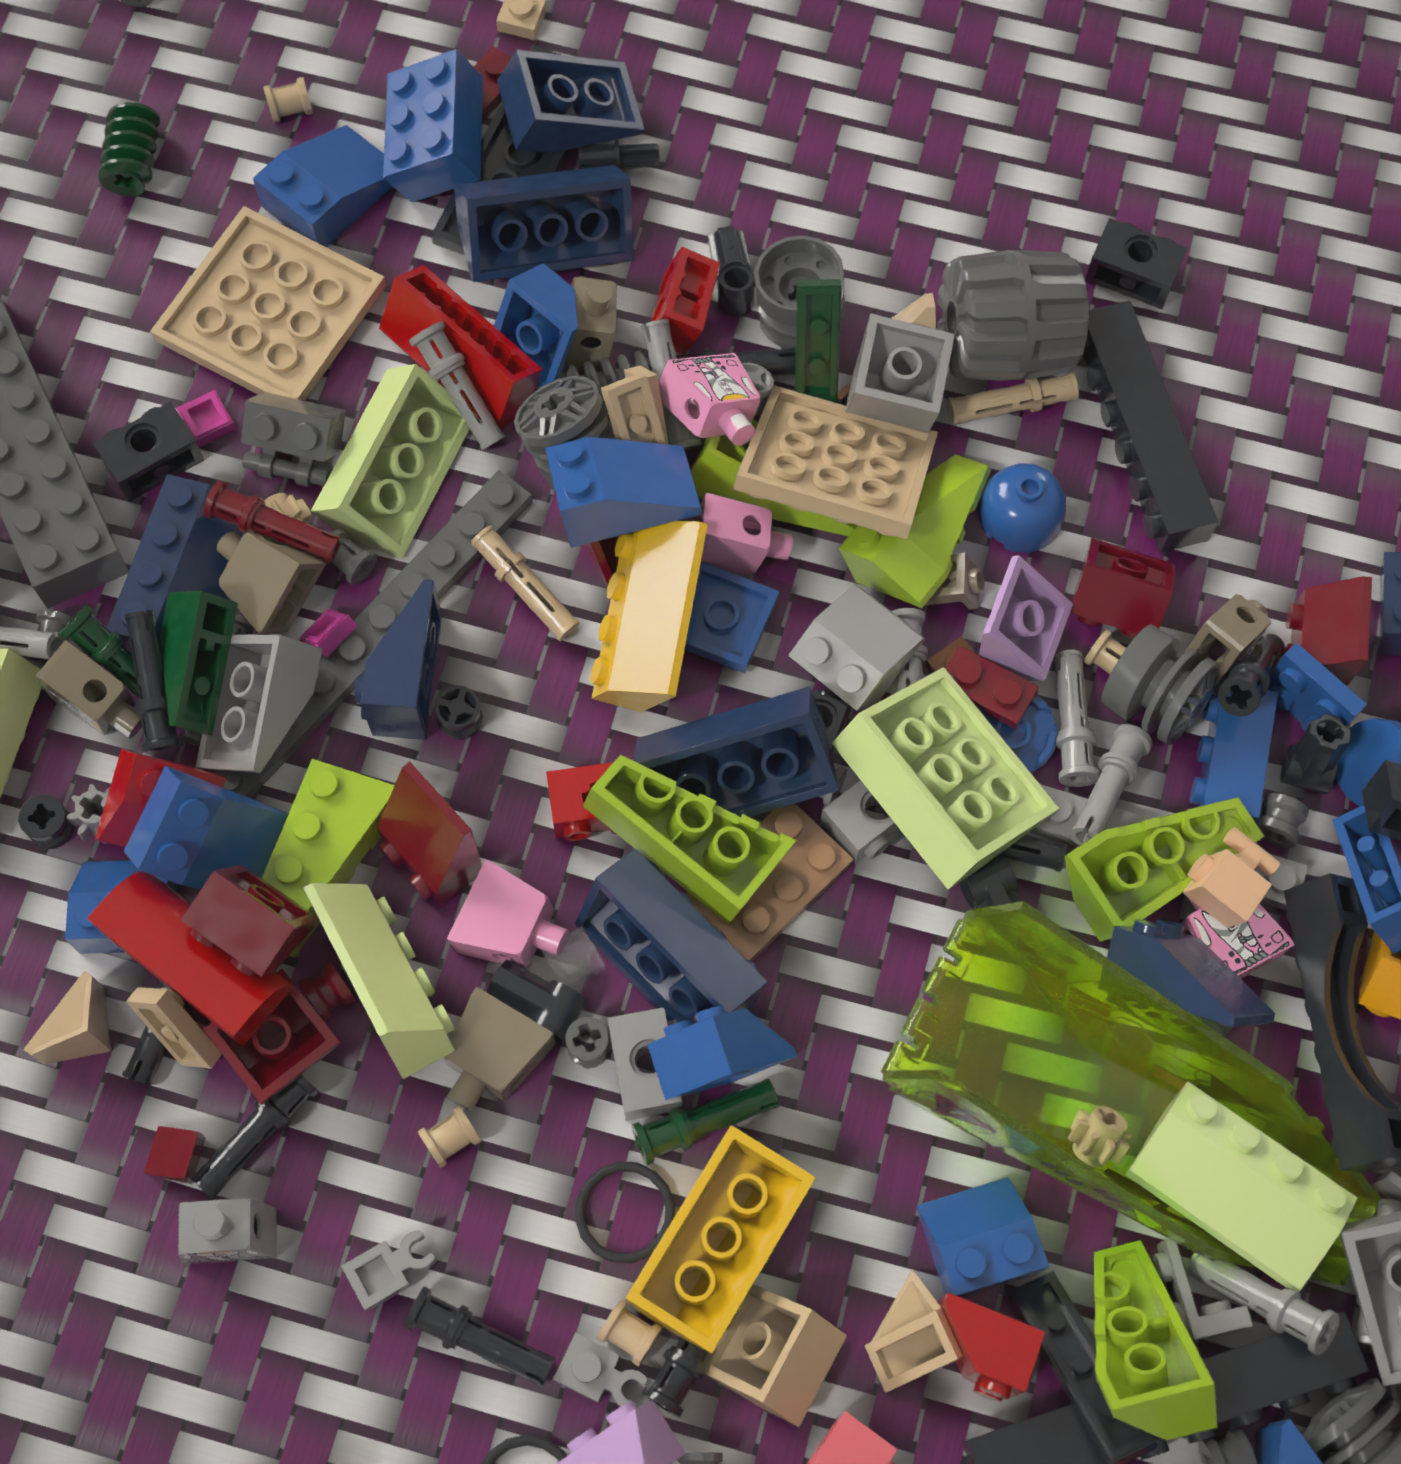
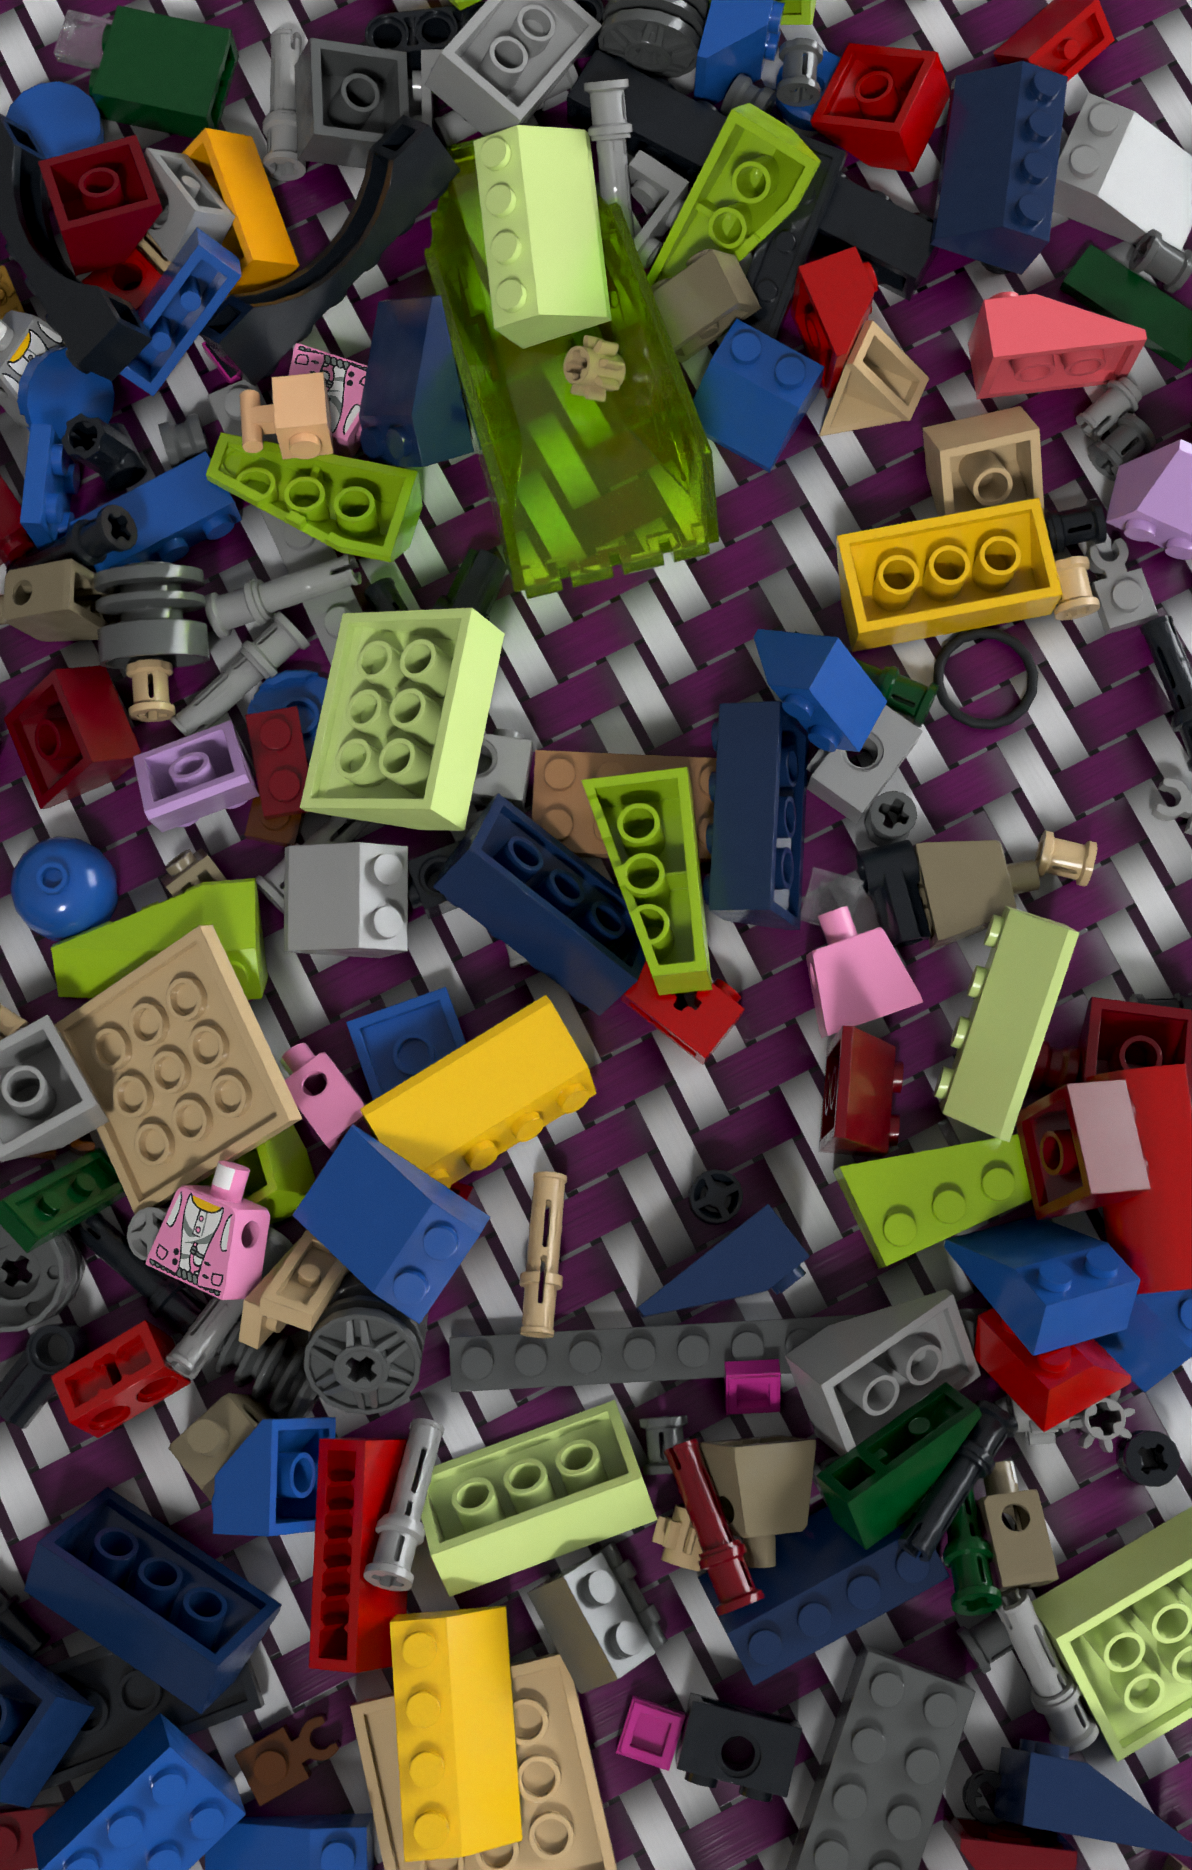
camera: 130 degrees left, 10 degrees up
(314, 307) = (455, 1732): none -> yellow slope
(393, 228) = (279, 1760): none -> reddish brown plate
(1086, 1253) = (704, 301): none -> dark tan brick

